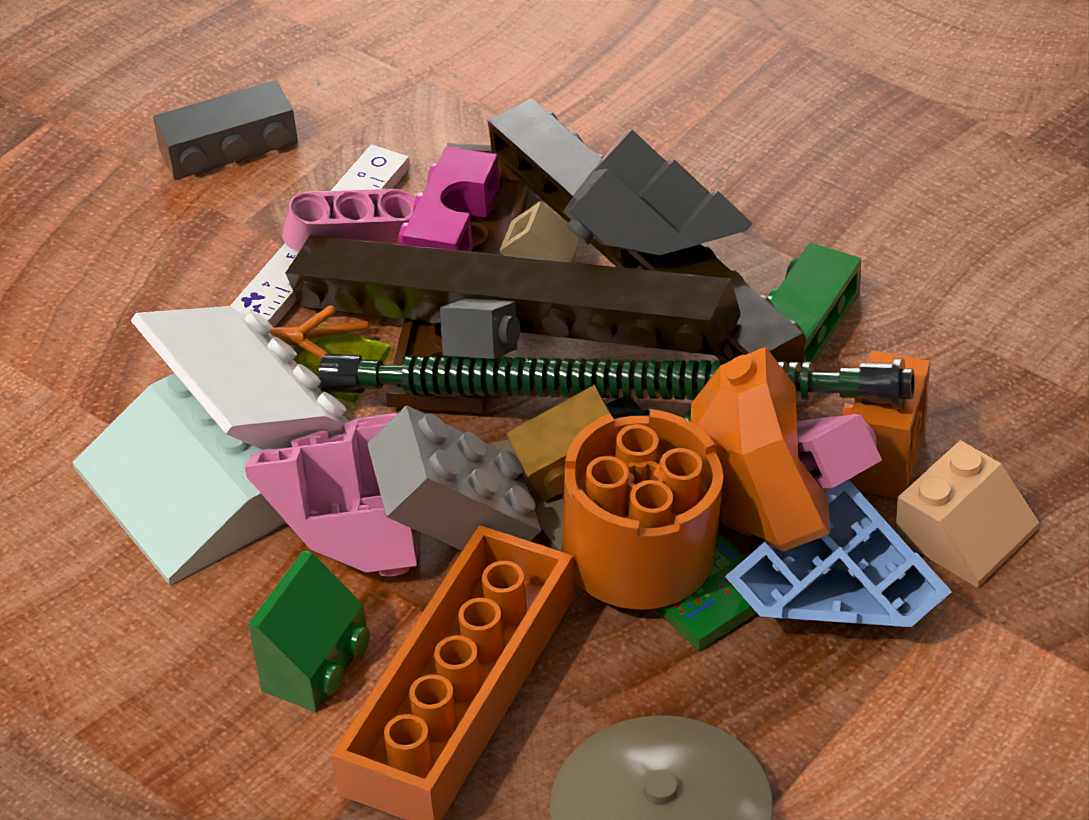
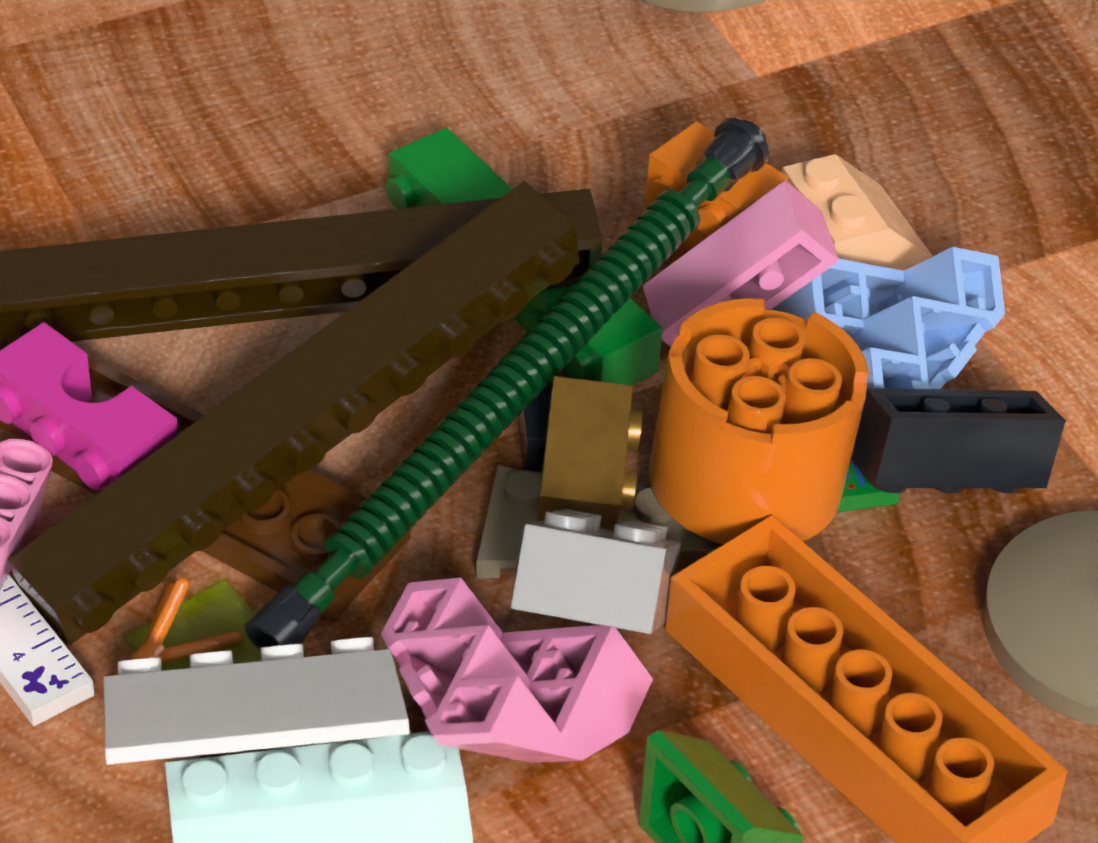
camera: 70 degrees left, 0 degrees up
(479, 328) = (365, 443): dark grey brick -> none
(540, 235) = (189, 365): tan brick -> none
(648, 203) = (299, 208): dark grey brick -> none
(741, 638) = (956, 439): none -> black brick
(753, 422) = (725, 253): orange brick -> none

